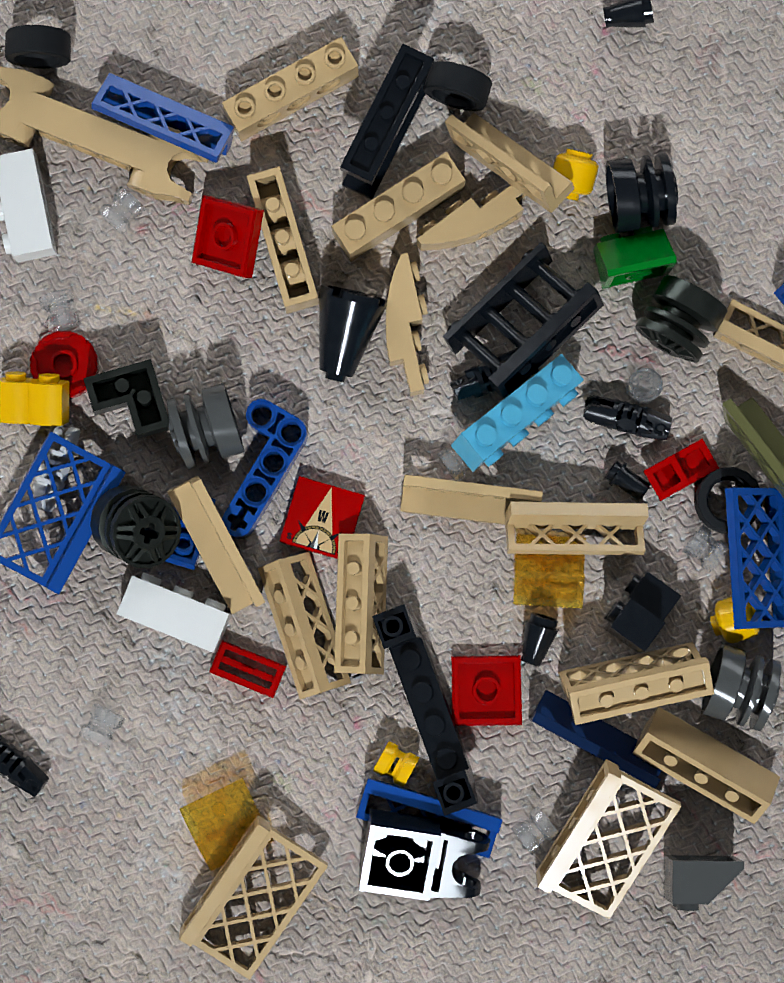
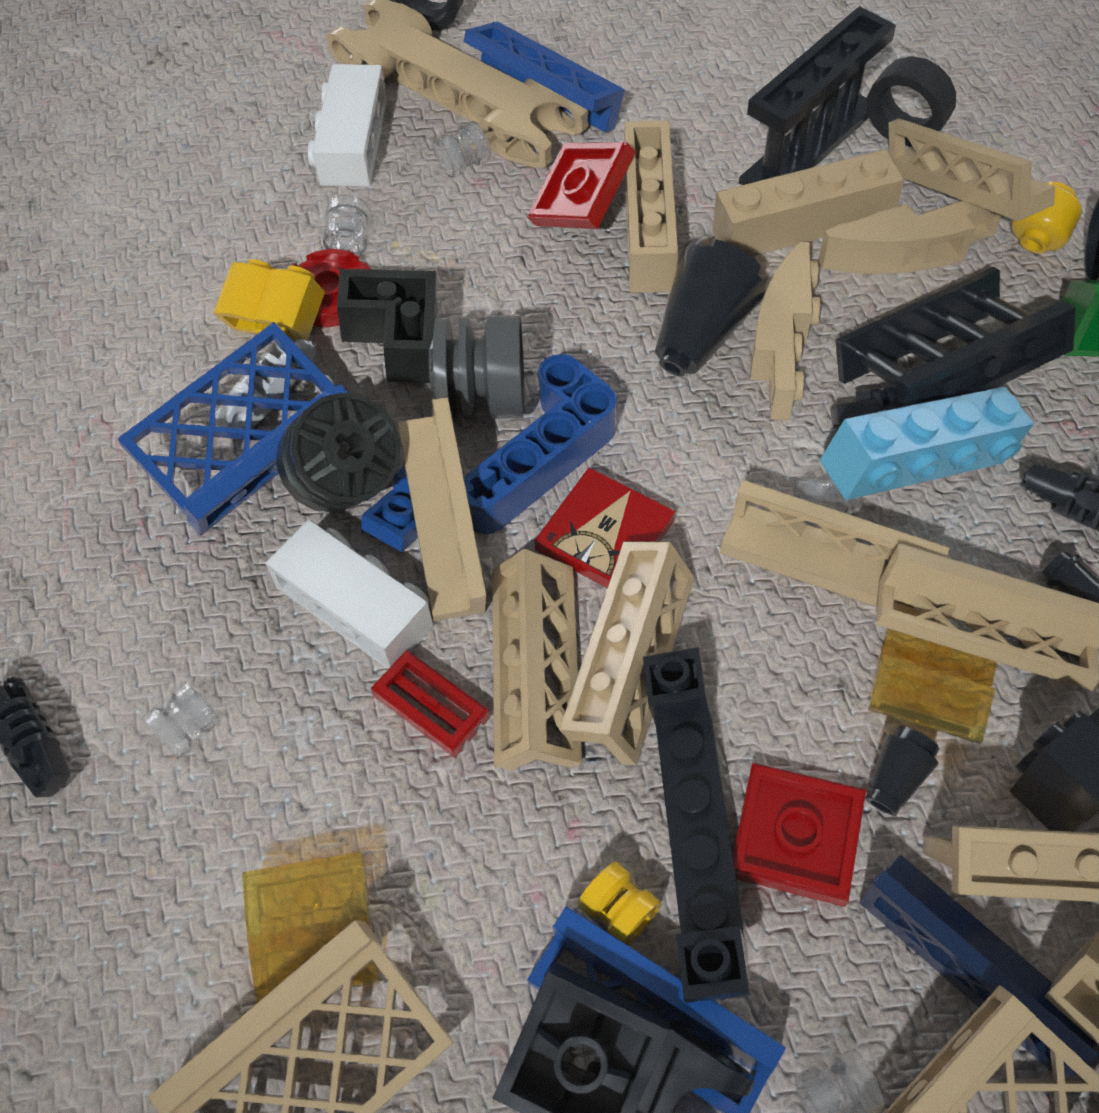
camera: 20 degrees right, 25 degrees down
(291, 89) = (700, 76): tan brick -> none

